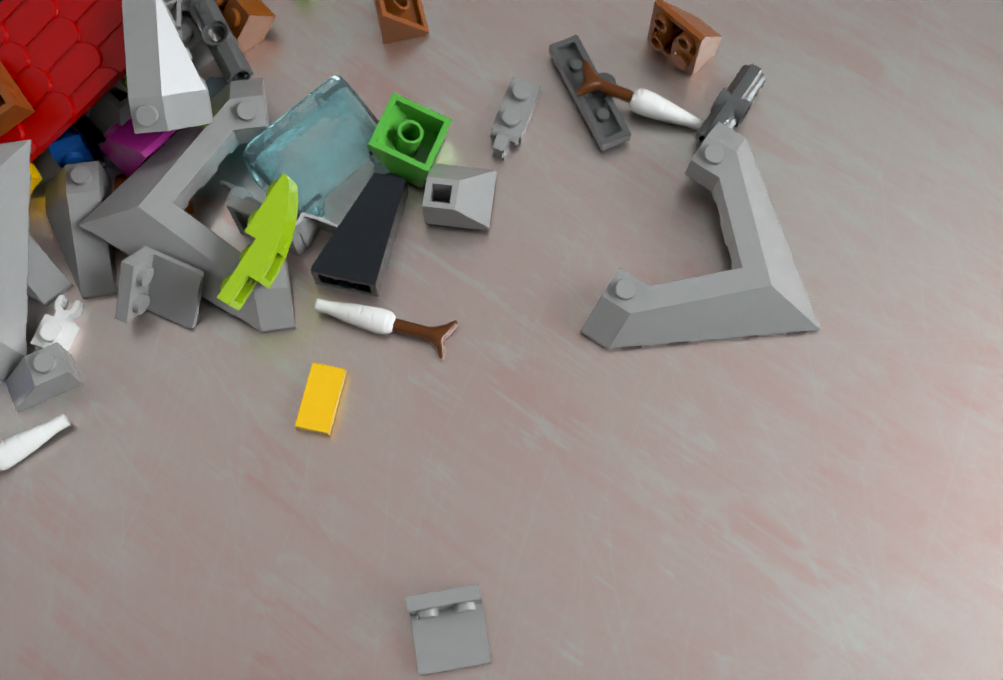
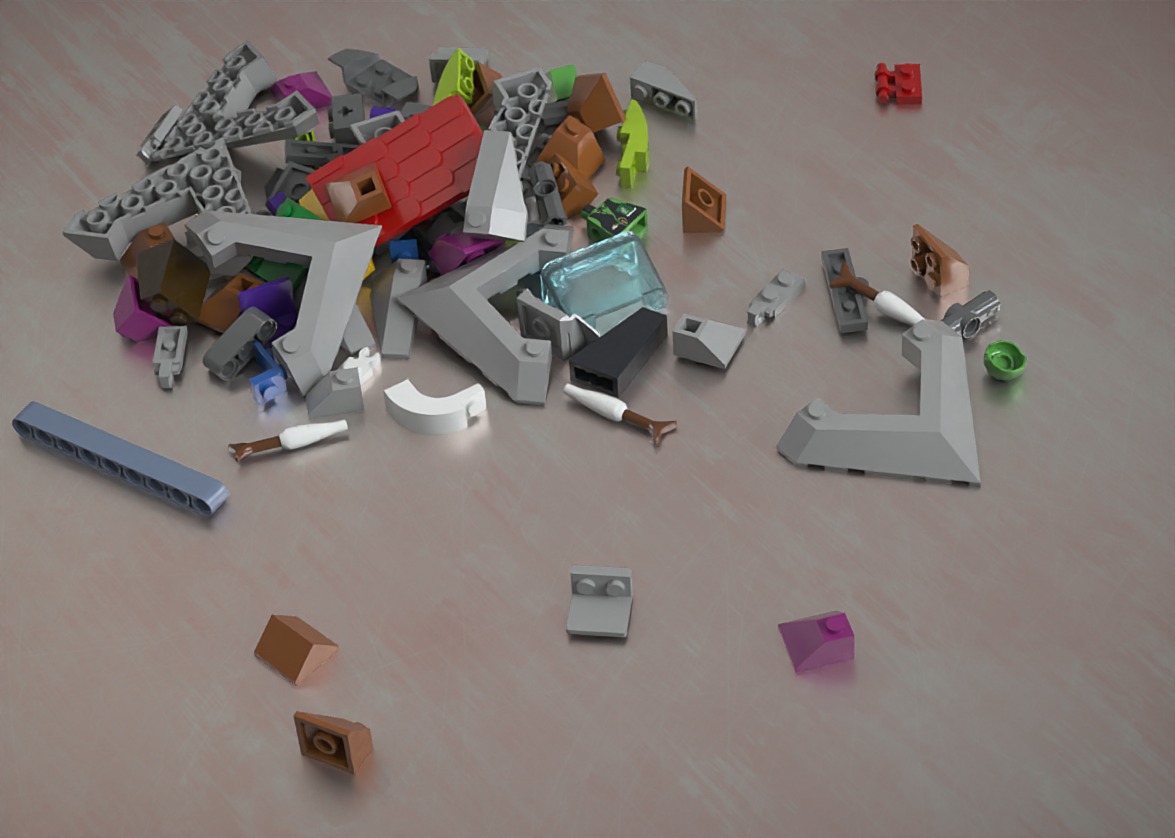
camera: 20 degrees right, 25 degrees down
(160, 286) = (445, 351): light grey bracket -> none
(166, 381) = (432, 414): none -> white arch
(273, 232) = (545, 320): lime slope -> none
(305, 53) = (613, 219): none -> torso
(320, 399) = (549, 451): yellow tile -> none
(408, 138) = (679, 288): bright green slope -> none
(715, 608) = (818, 640): none -> magenta slope
(796, 155) = (1004, 360): none -> bright green hair

